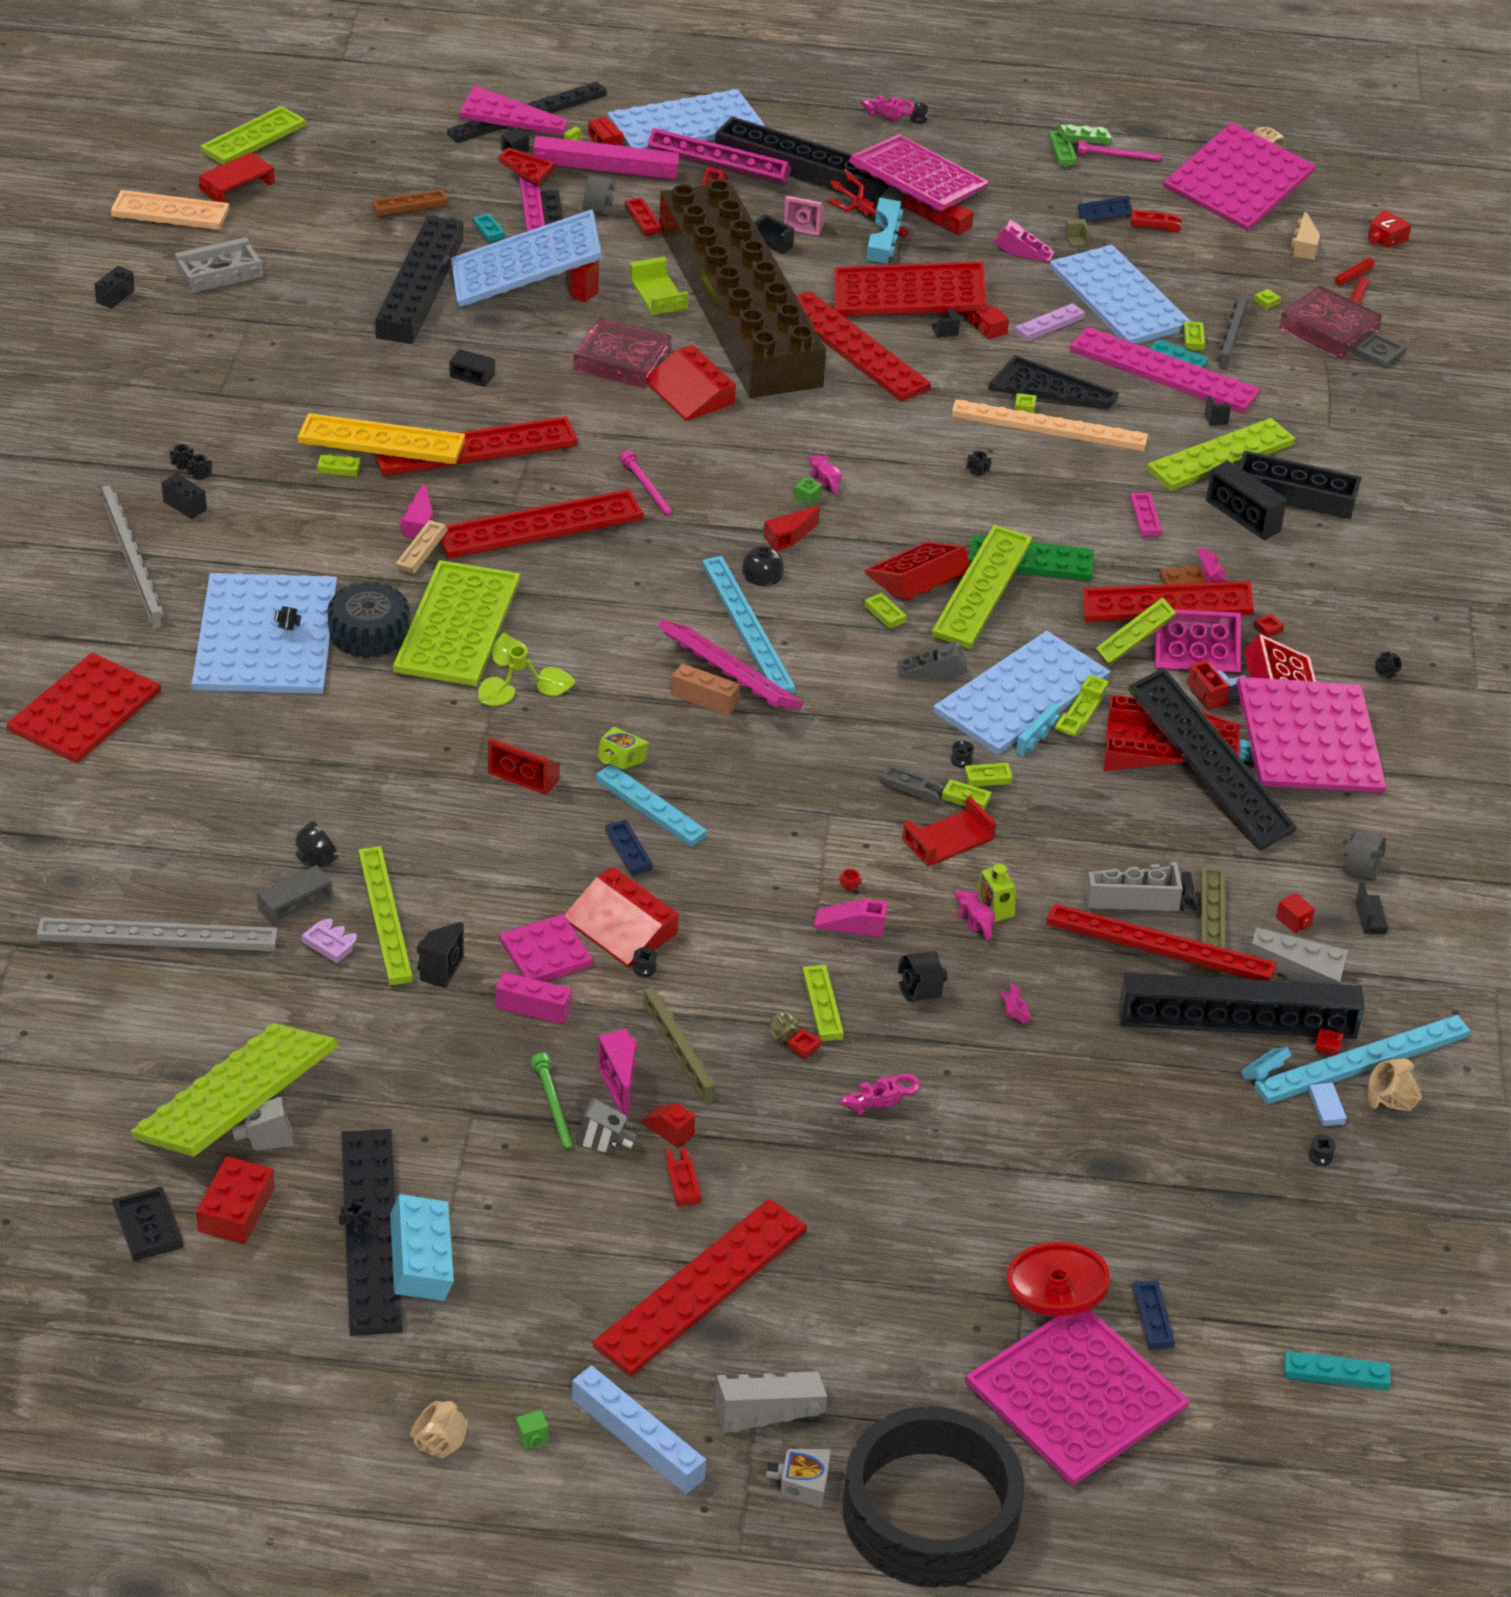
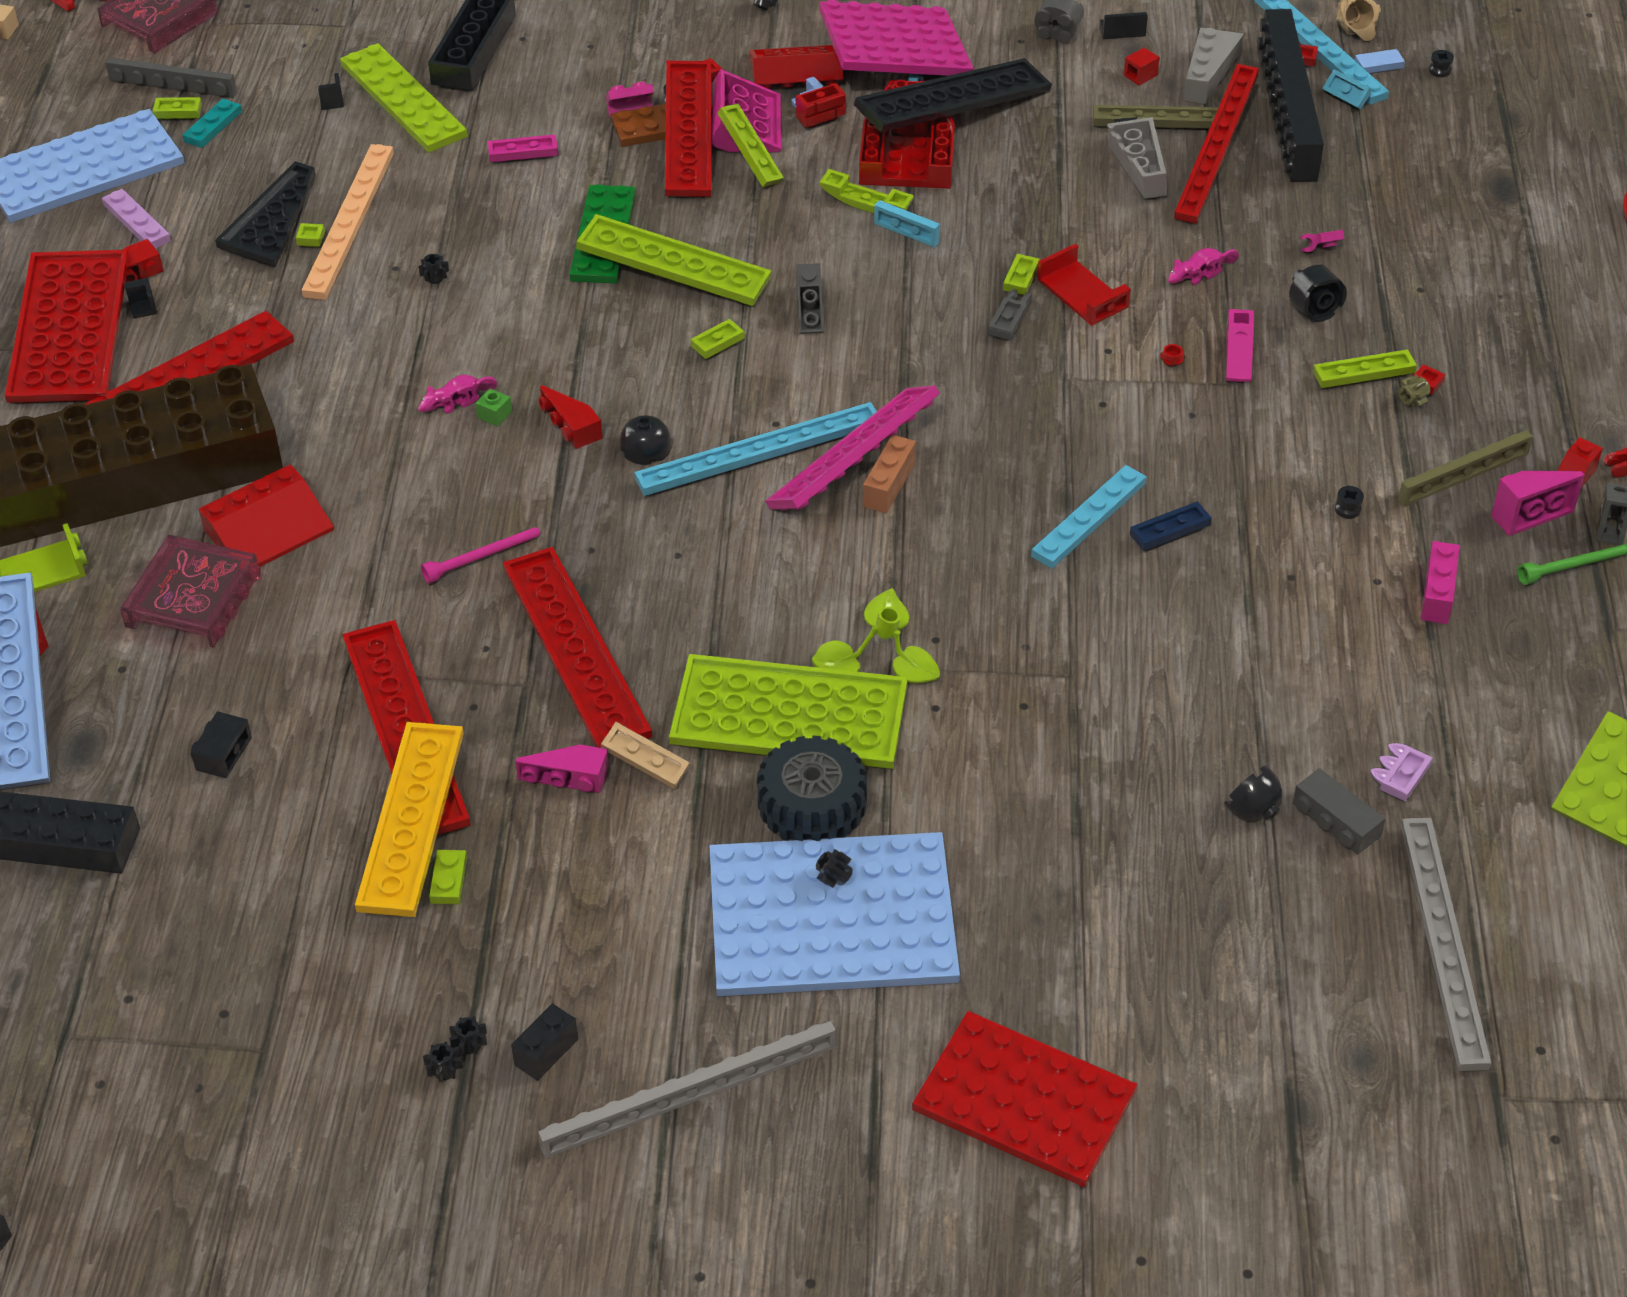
camera: 90 degrees left, 5 degrees up
(385, 916) = (1341, 726): lime plate -> none
(441, 954) = (1408, 654): black slope -> none
(522, 767) = (1061, 618): red slope -> none
(546, 949) = (1349, 586): dark pink plate -> none
(622, 749) = (1014, 537): lime torso -> none
(622, 916) = (1287, 523): slope -> none
(881, 1095) = (1484, 320): dark pink animal -> none
(920, 569) = (637, 313): red slope -> none
(962, 754) = (955, 278): black wheel -> none
(988, 774) = (984, 259): lime plate -> none
(997, 891) = (1171, 243): lime torso -> none
(1018, 690) = (844, 239): light blue plate -> none
(1164, 369) = (237, 135): dark pink plate -> none
(1246, 500) = (508, 70): black brick -> none
(1267, 299) = (99, 56): lime plate -> none

